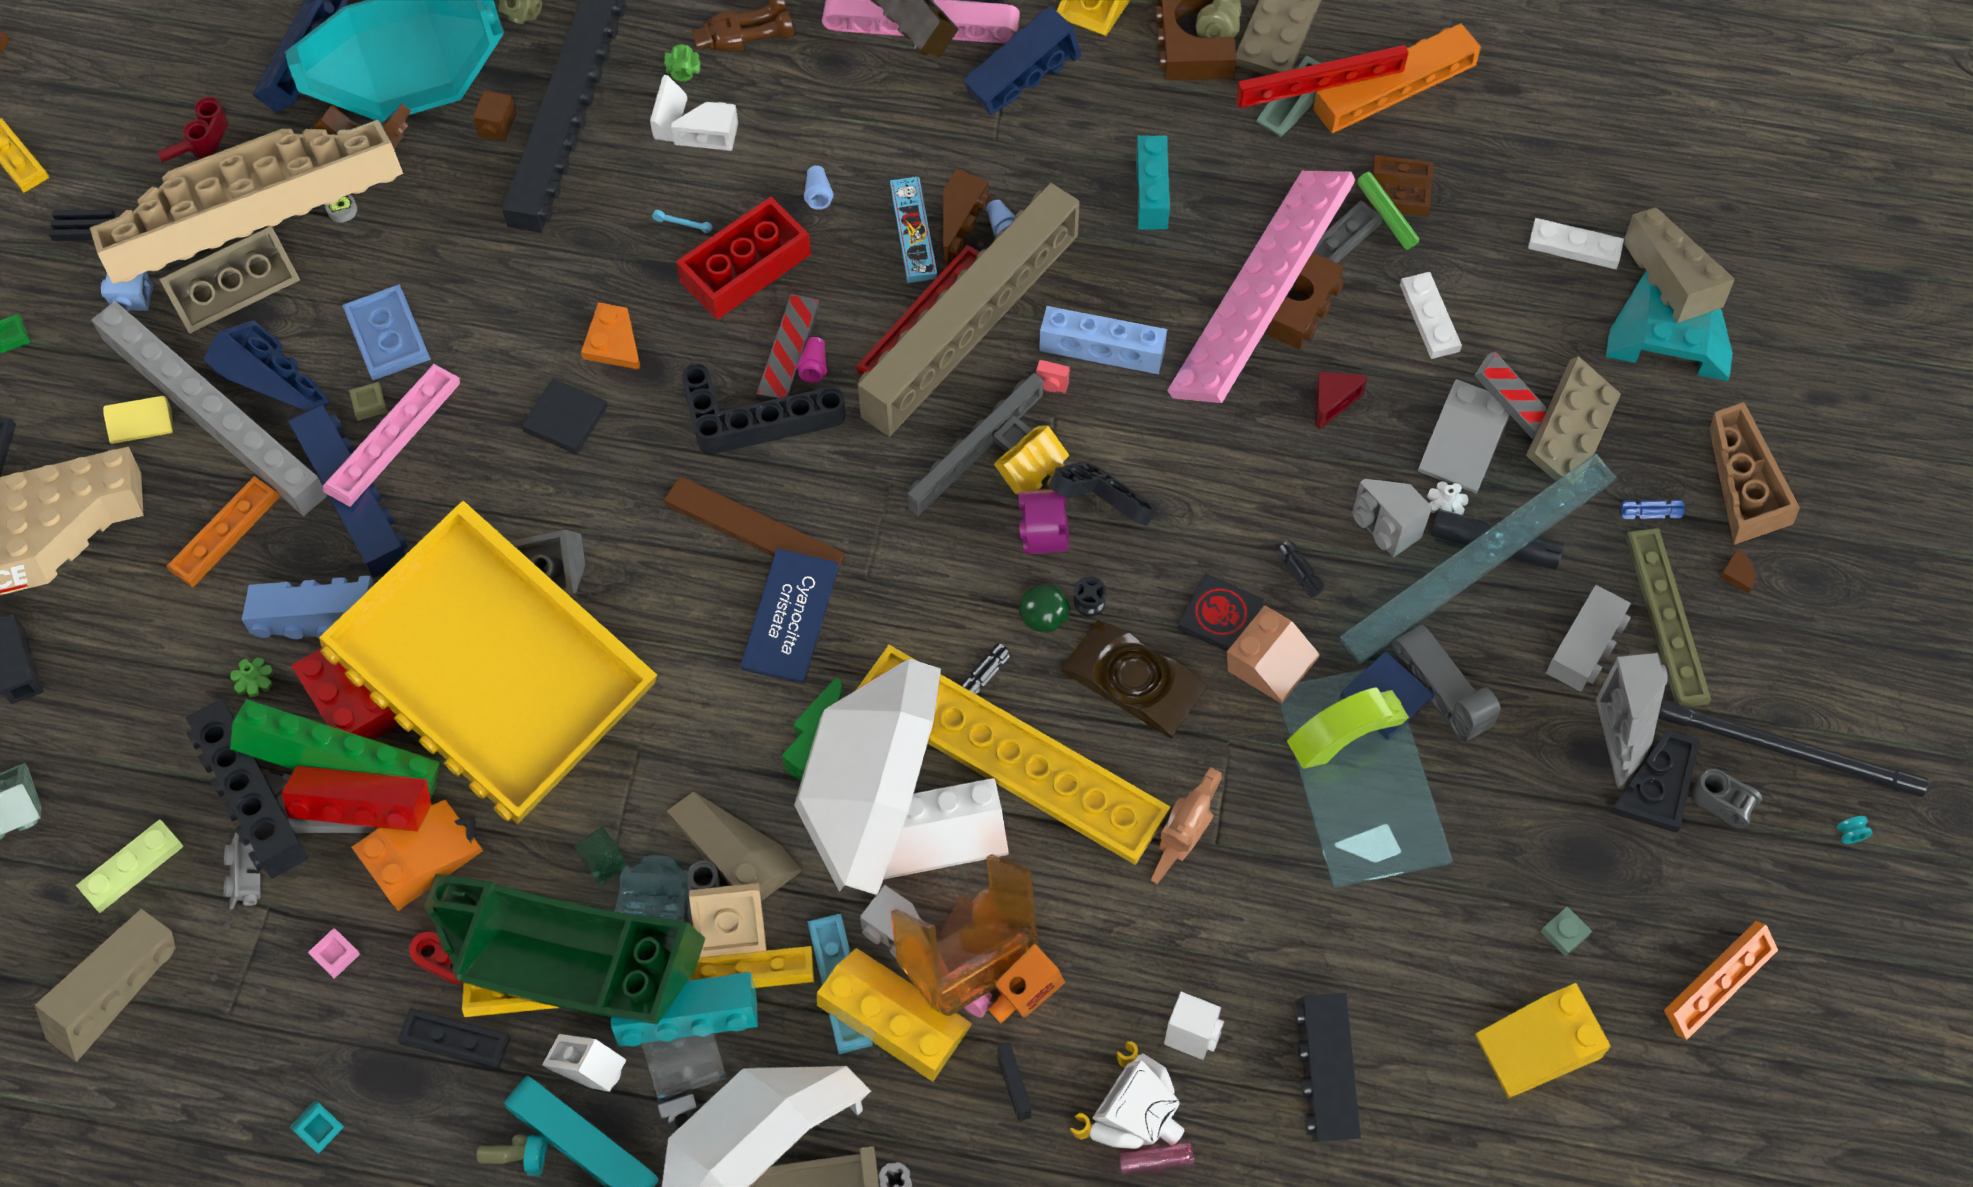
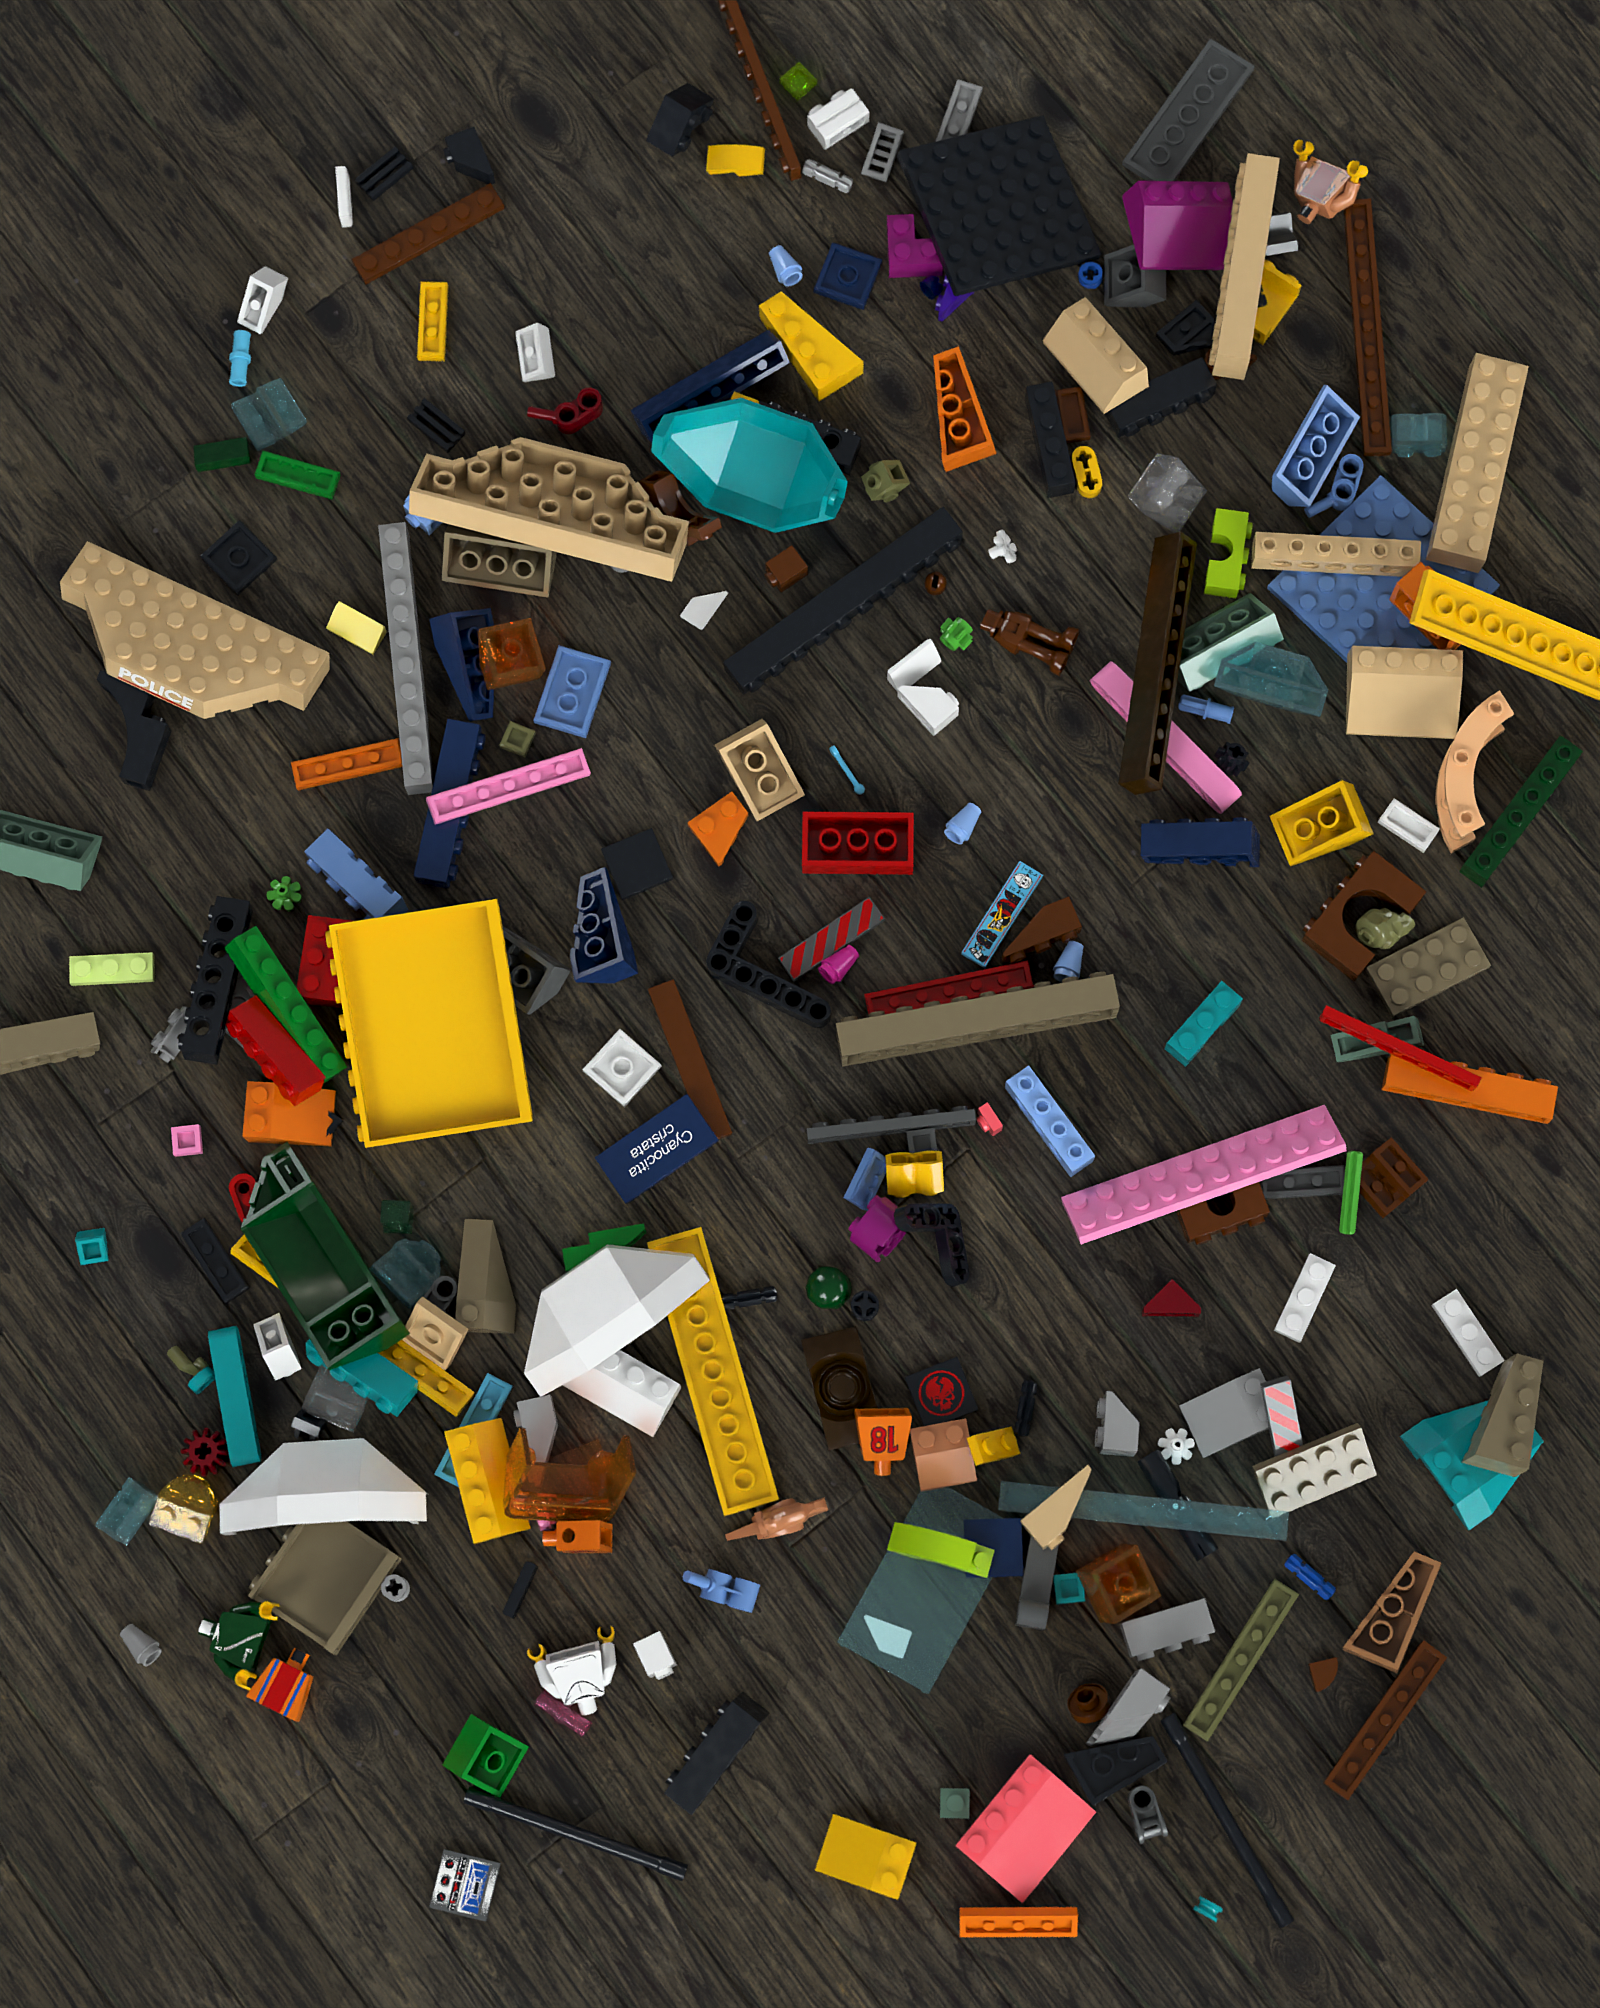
camera: 45 degrees right, 15 degrees up
(128, 117) = (535, 353): none -> white slope
(303, 334) = (509, 654): none -> clear orange slope
(447, 197) = (702, 608): none -> white sticker
(583, 491) = (601, 938): none -> dark blue wedge
(607, 268) = (759, 769): none -> tan slope
(625, 49) = (941, 584): none -> reddish brown hinge
(698, 580) = (622, 1068): none -> white tile
(996, 498) = (866, 1179): none -> medium blue plate
(1194, 926) = (725, 1590): none -> medium blue beam
(1208, 680) = (883, 1436): none -> orange torso
(1307, 611) = (993, 1446): none -> yellow plate
(1419, 606) = (1053, 1515): none -> tan slope
(1481, 672) = (1068, 1589): none -> teal plate
(1516, 633) = (1118, 1583): none -> clear orange slope
(1590, 748) = (1088, 1703): none -> reddish brown plate
(1642, 898) = (1025, 1828): none -> coral slope
(1825, 568) = (1384, 1720): none -> reddish brown plate

